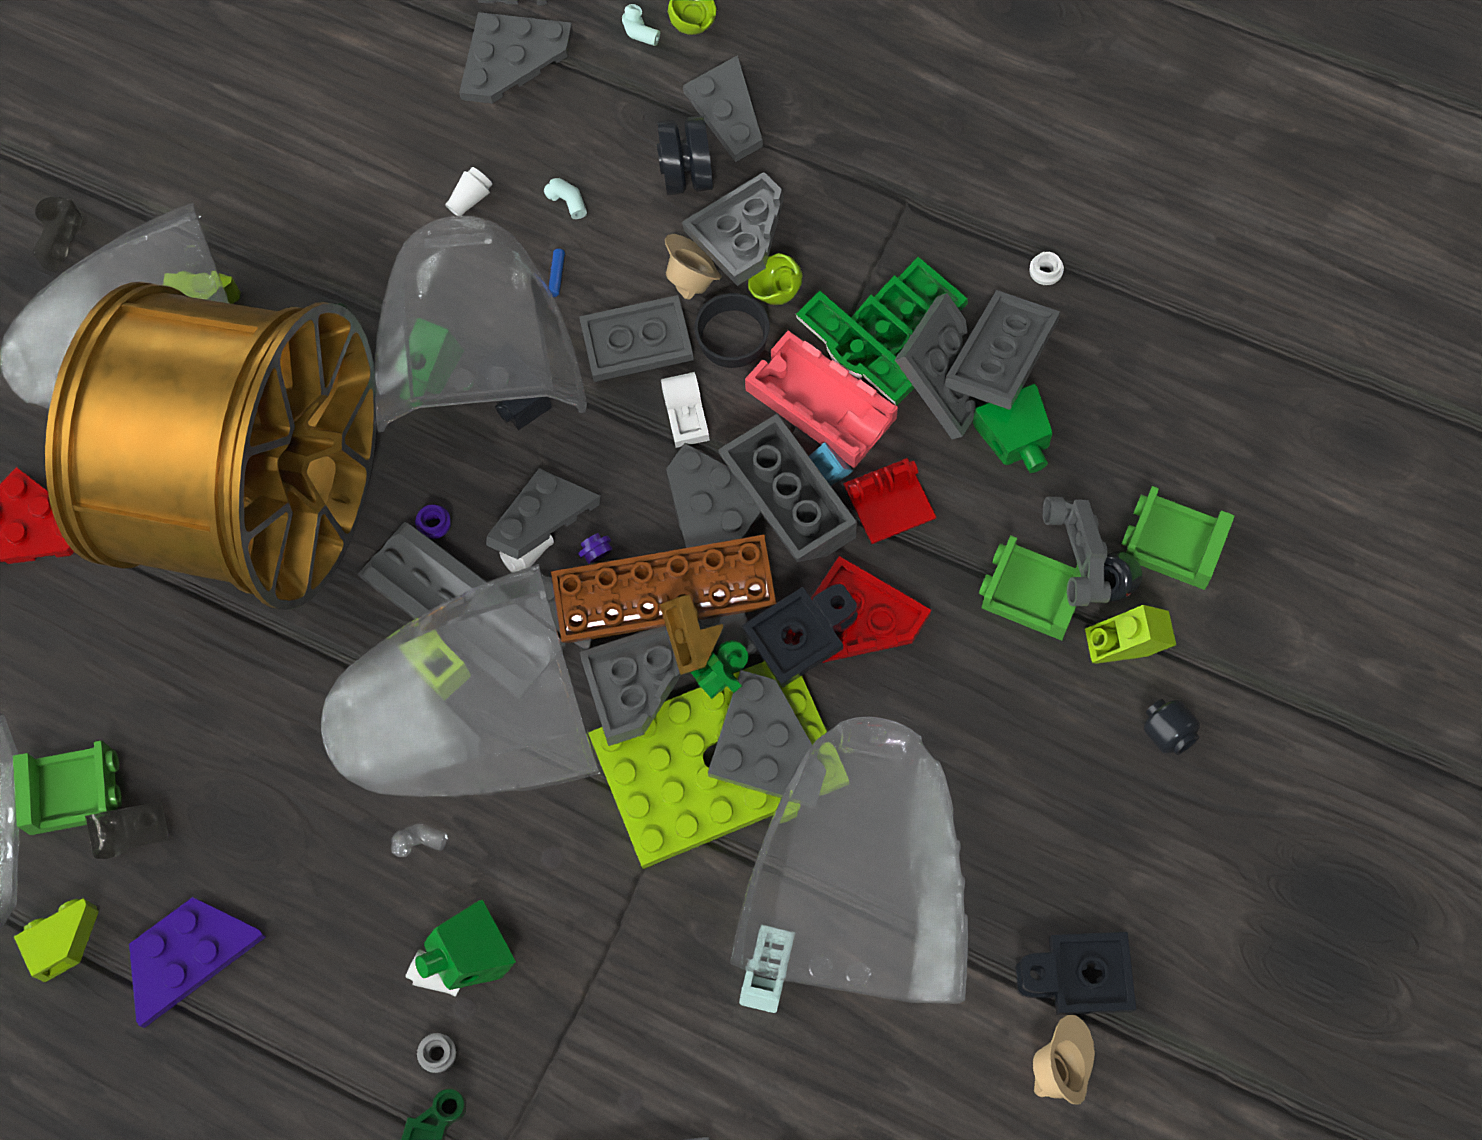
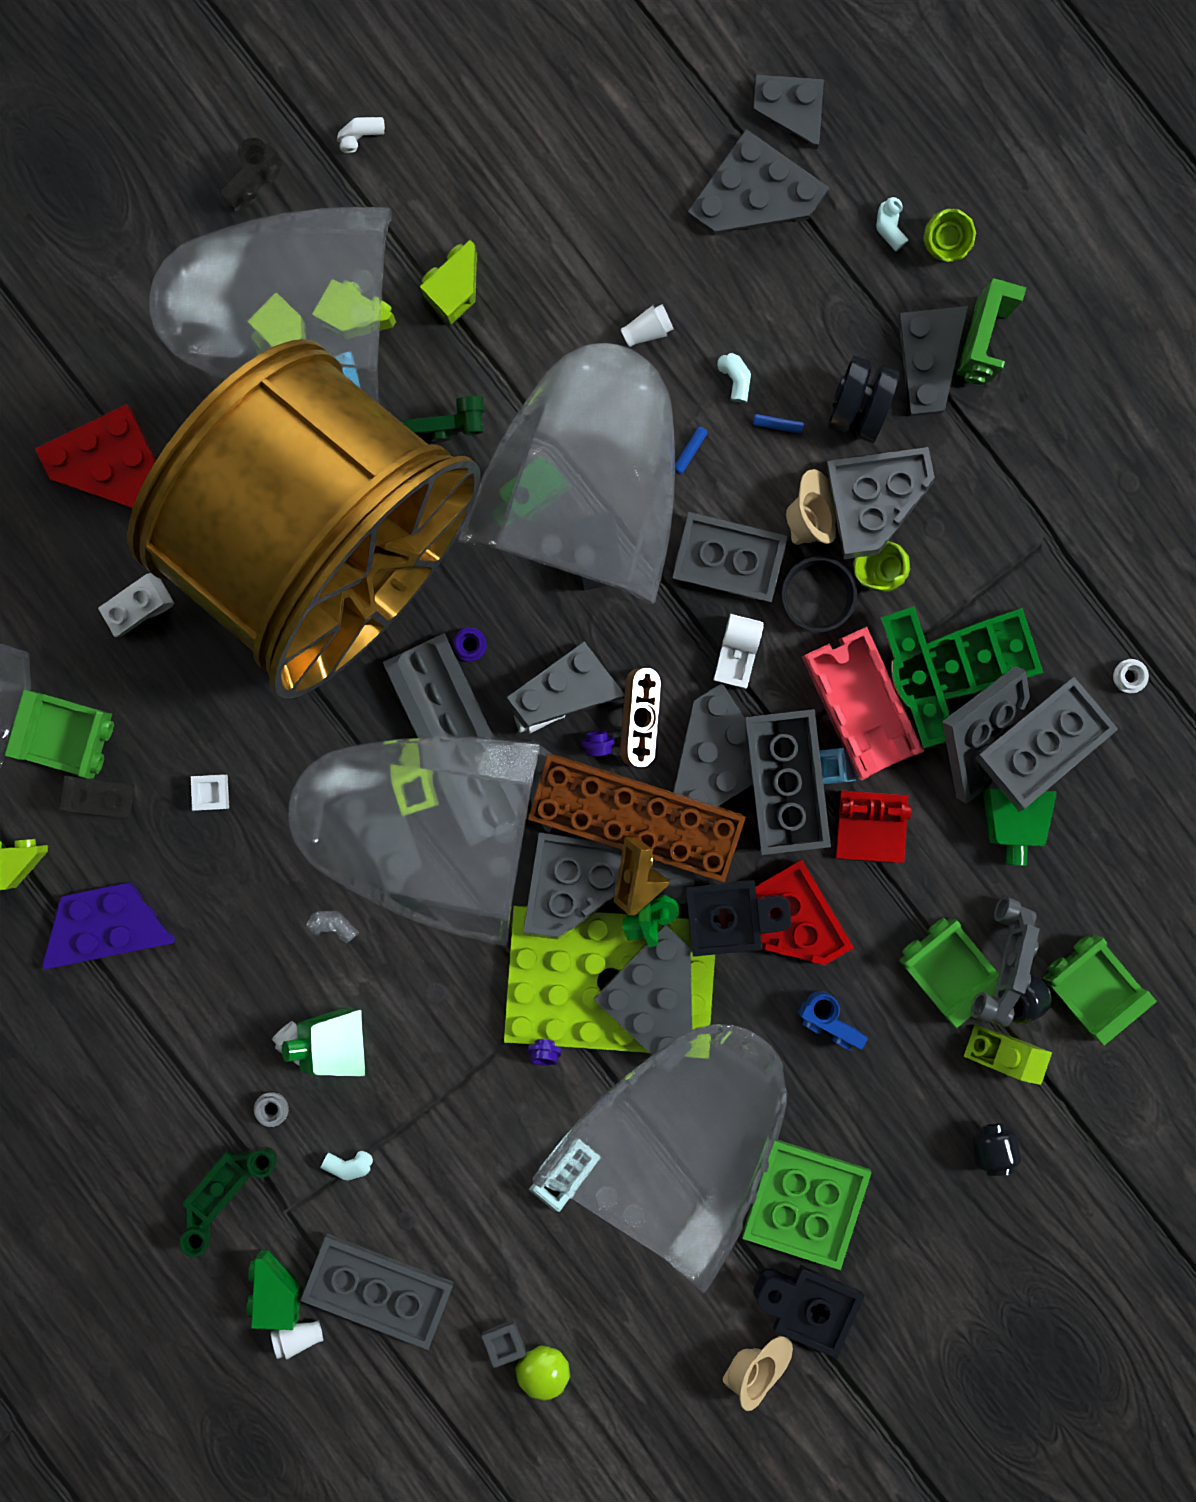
camera: 20 degrees right, 20 degrees up
(94, 632) = (136, 604): none -> white plate
(136, 158) = (356, 129): none -> white arm
(239, 771) = (209, 792): none -> white plate
(277, 237) = (453, 285): none -> lime slope
(546, 1072) = (348, 1169): none -> light aqua arm
(623, 522) = (651, 708): none -> beam
(624, 216) = (778, 423): none -> blue piece
(686, 855) = (544, 1052): none -> dark purple plate
(759, 40) = (996, 299): none -> bright green panel
(964, 691) = (843, 1033): none -> blue plate
(1021, 873) = (807, 1204): none -> bright green plate

